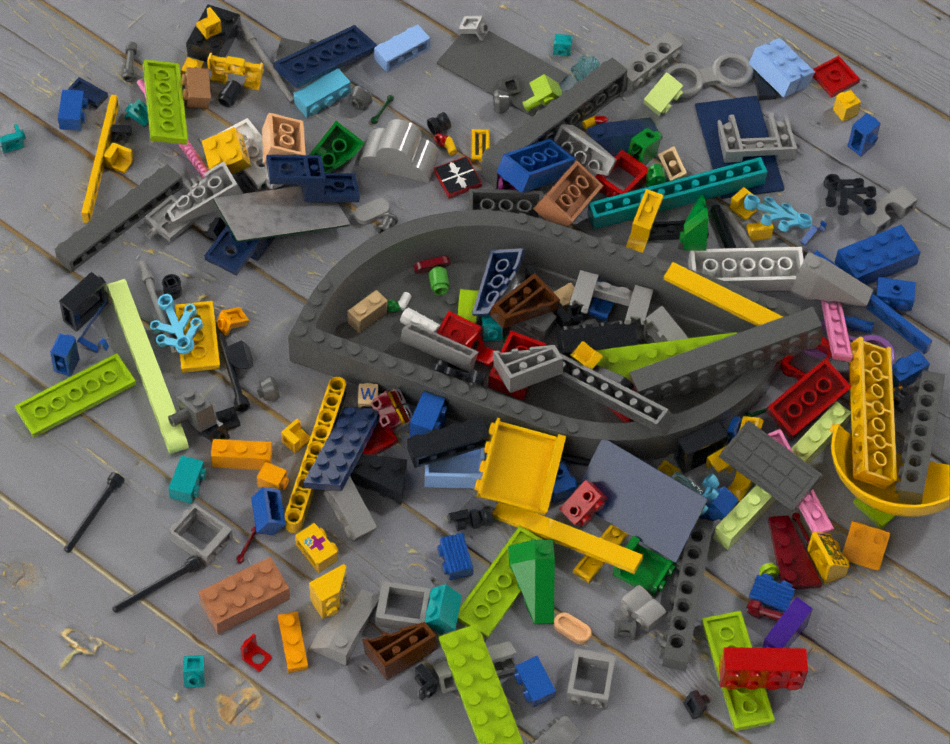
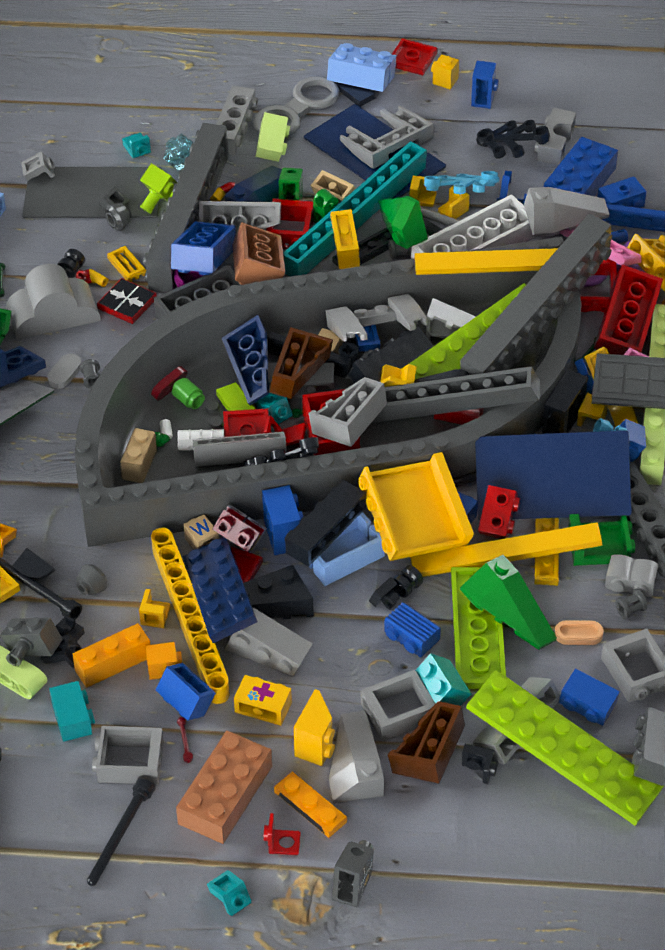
camera: 30 degrees left, 10 degrees down
(279, 707) = (354, 860): none -> dark grey torso

